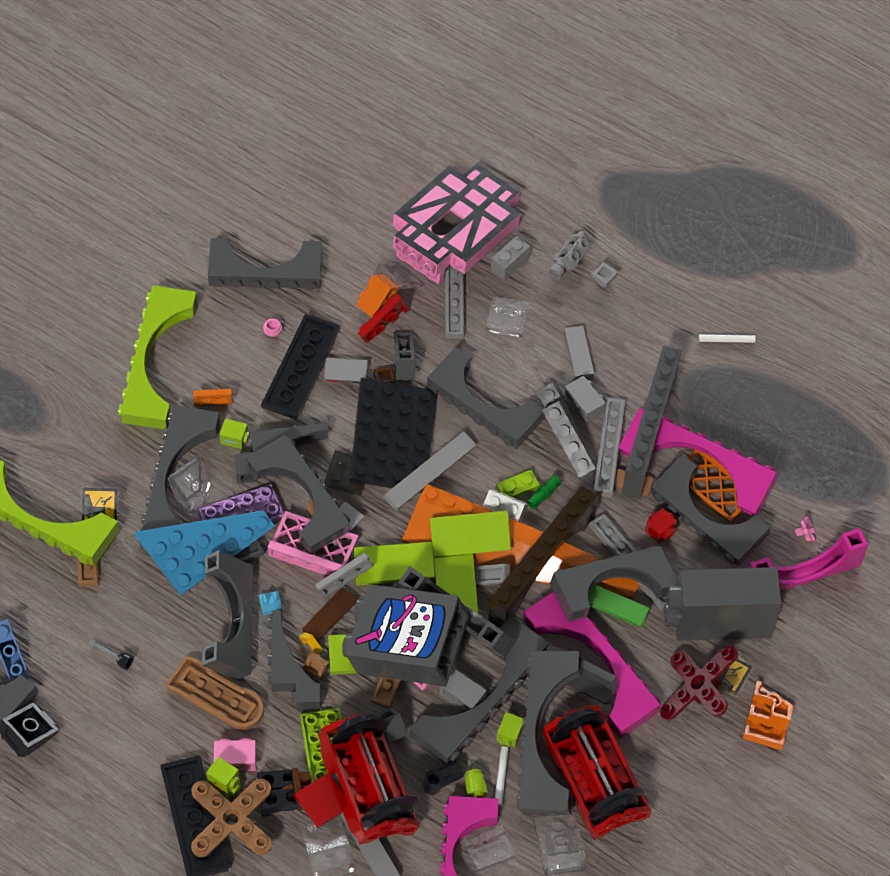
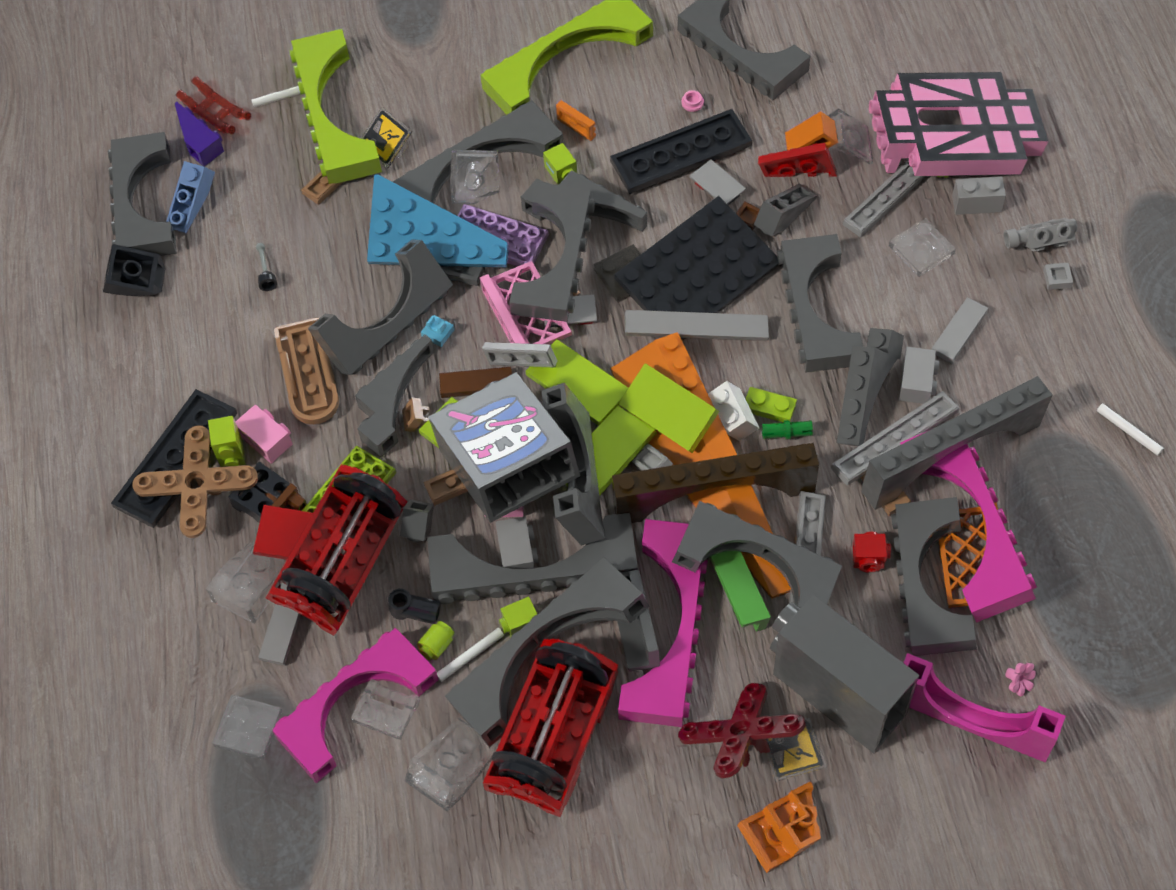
camera: 50 degrees right, 0 degrees up
(309, 638) = (431, 392): yellow tile -> none

